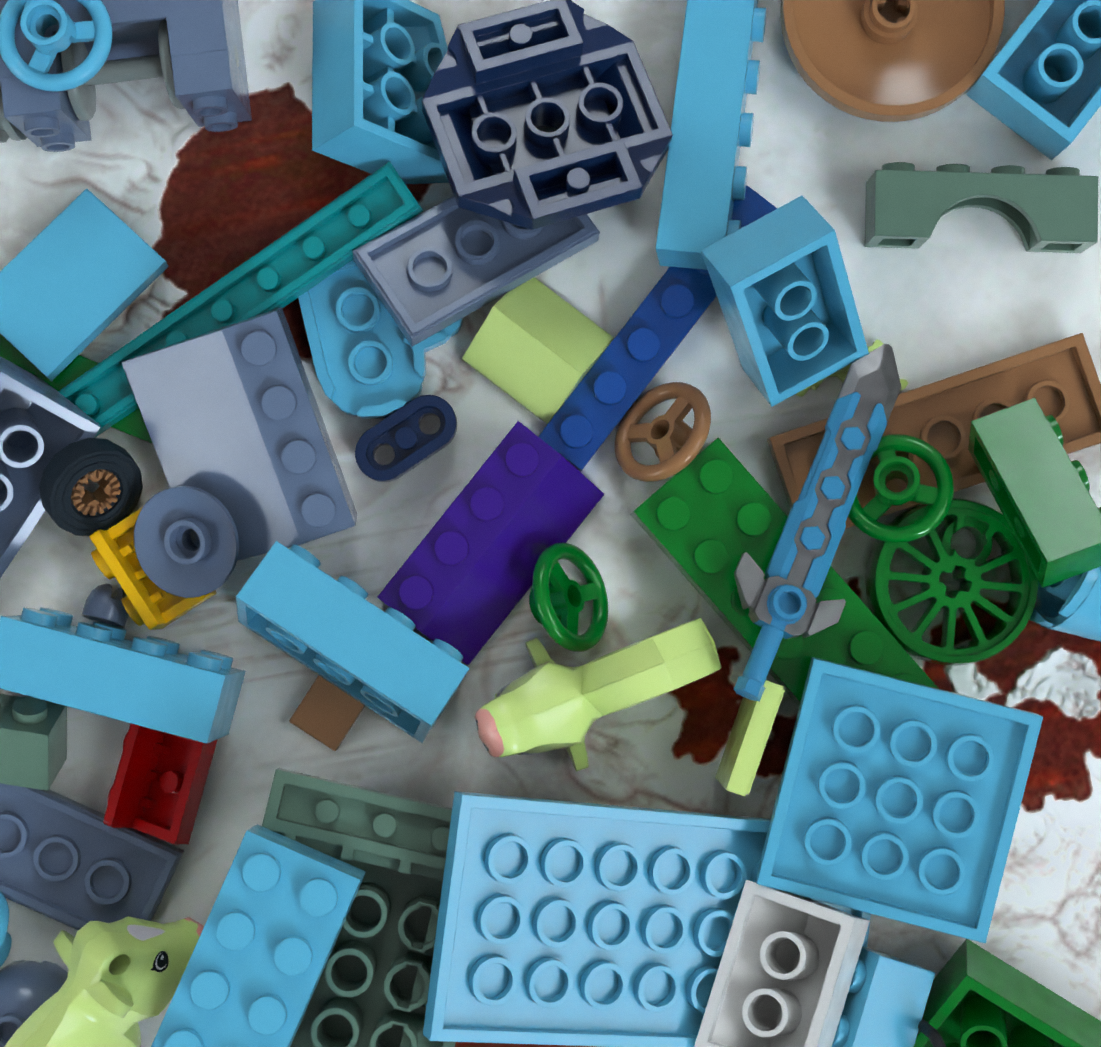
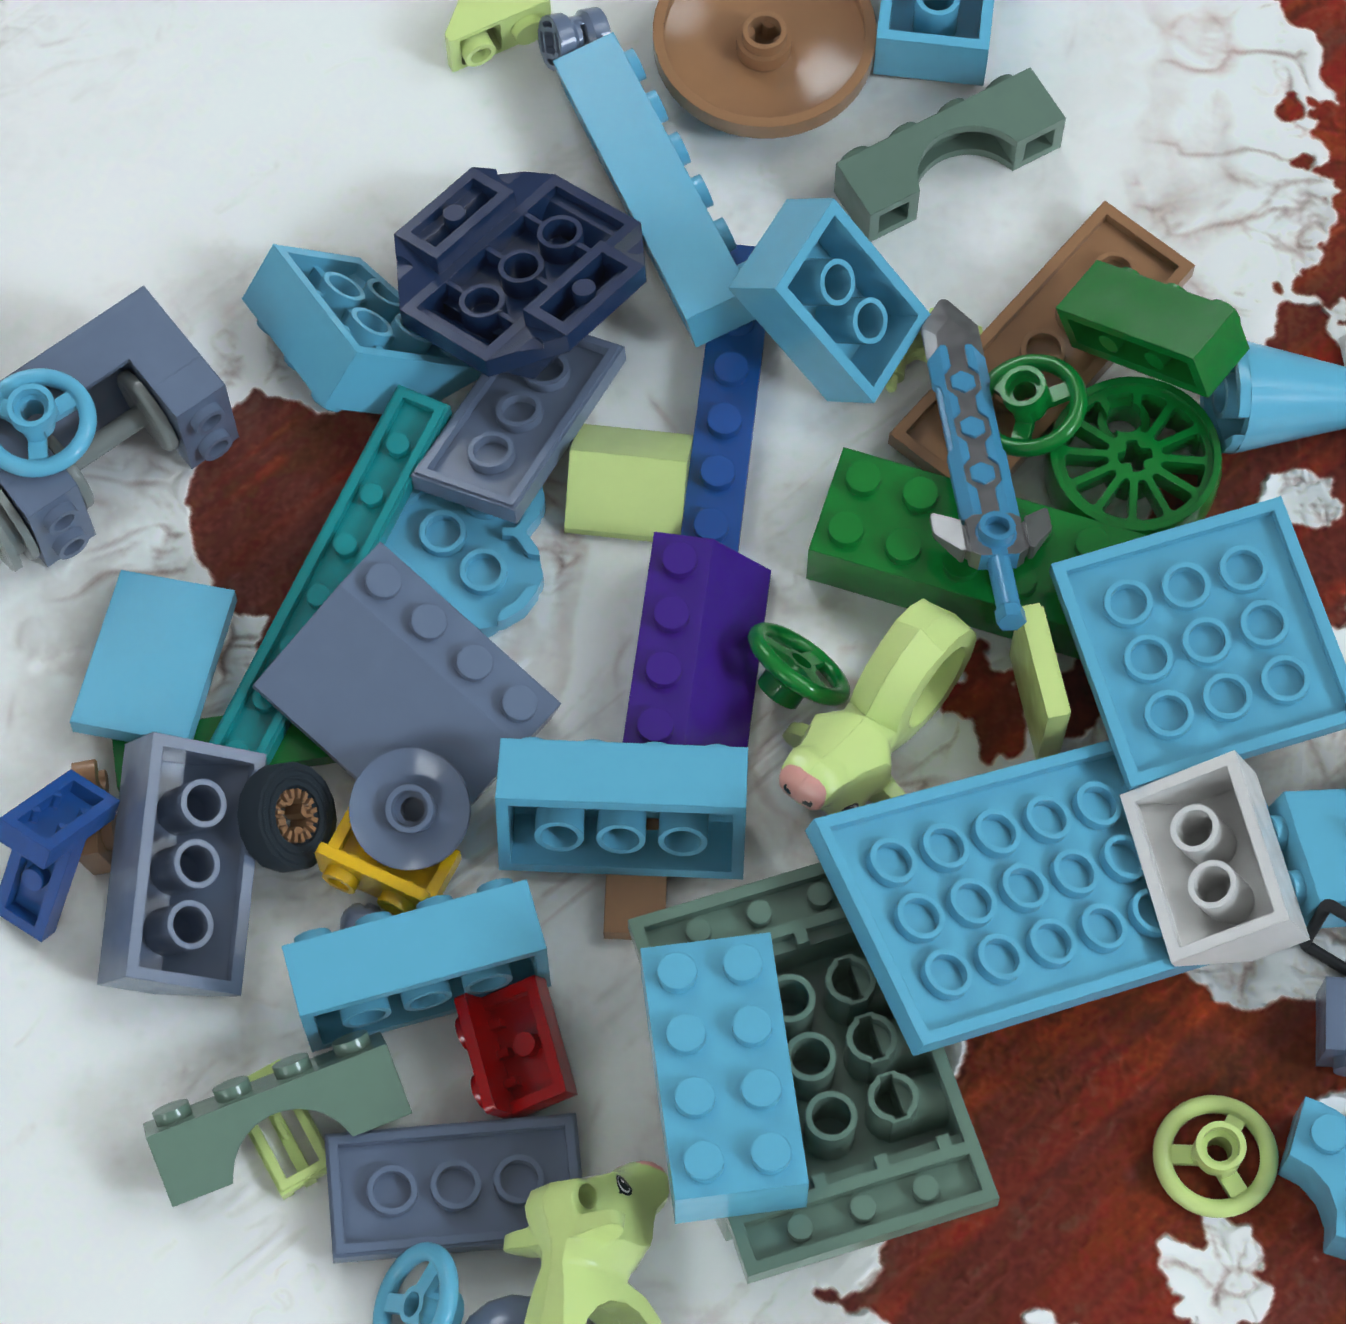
camera: 30 degrees left, 20 degrees down
(404, 434) = (555, 623): dark blue plate -> none
(668, 434) = (795, 481): medium nougat piece -> none

